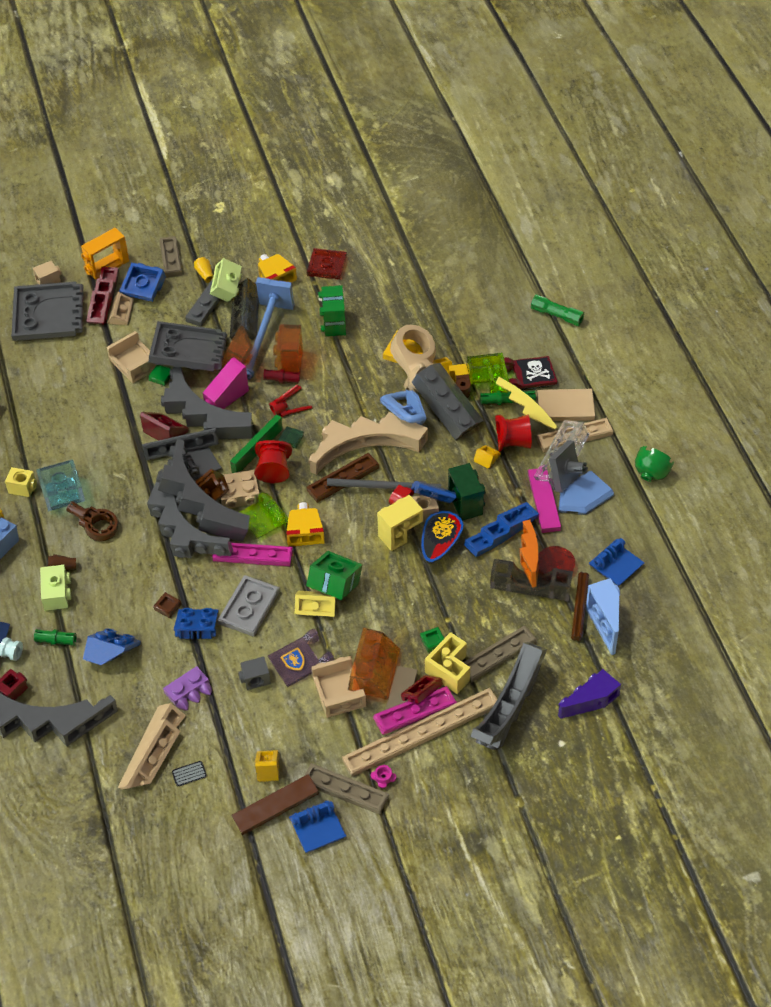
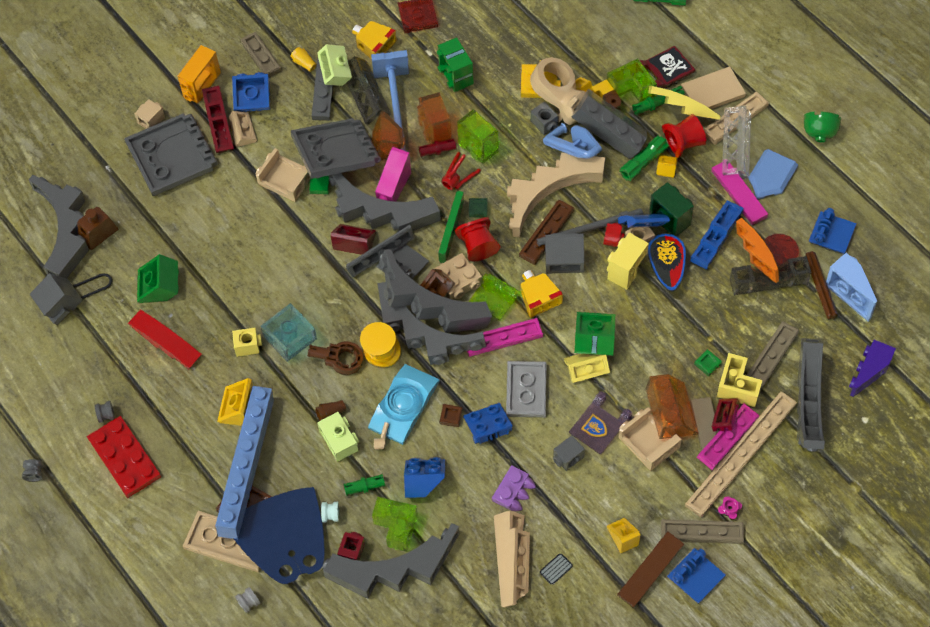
camera: 20 degrees left, 10 degrees up
(65, 676) = (399, 519): none -> clear neon green brick
(90, 607) = (380, 443): none -> tan hand
(130, 580) = (403, 403): none -> medium azure slope
(134, 522) = (380, 344): none -> yellow hat
(319, 375) = (477, 136): none -> clear neon green brick
(345, 497) = (564, 253): none -> dark grey slope
(392, 379) = (542, 112): none -> dark grey brick
(478, 438) = (653, 150): none -> green axle
(565, 466) = (750, 154): dark grey tile -> none

